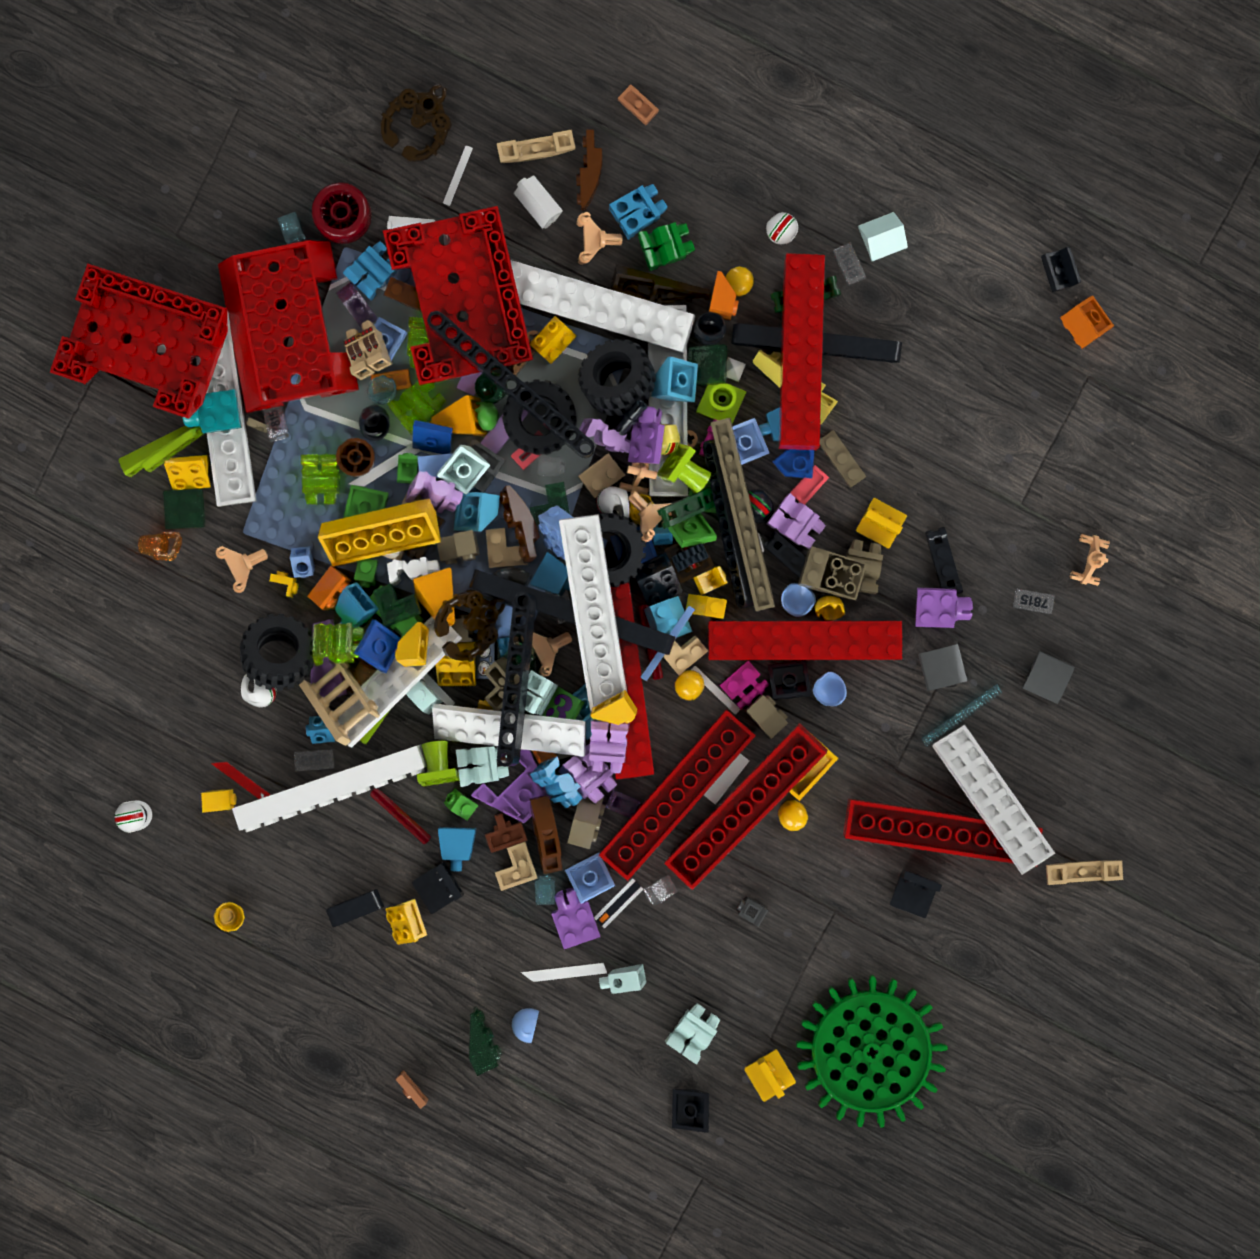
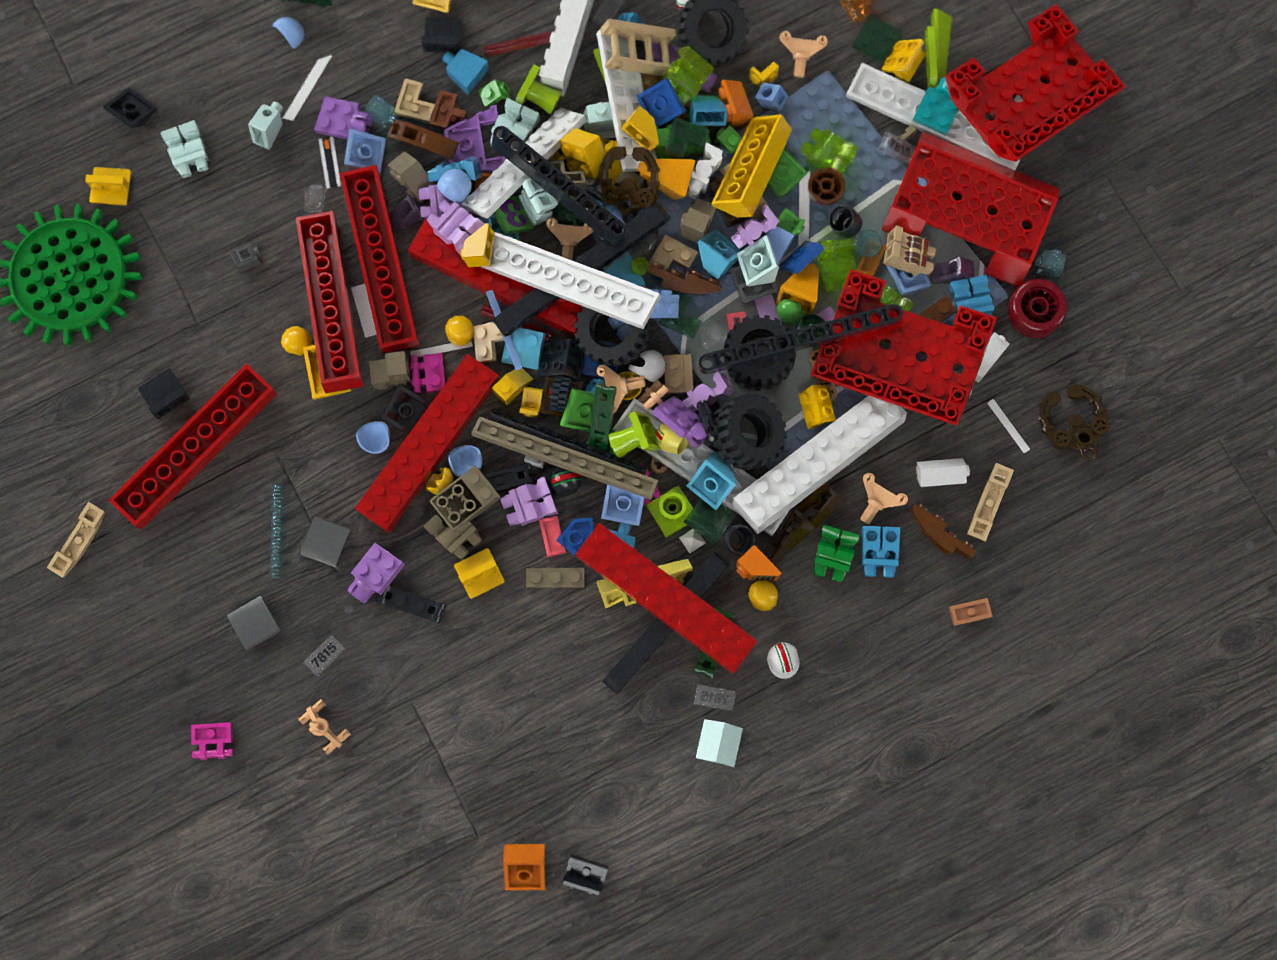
camera: 120 degrees right, 10 degrees down
(466, 685) = (582, 152): none -> yellow slope
(531, 566) = (642, 262): none -> clear neon green plate
(574, 771) = (455, 185): none -> light blue helmet
(993, 799) = (187, 502): white plate -> none
(1159, 646) = (211, 734): none -> dark pink plate

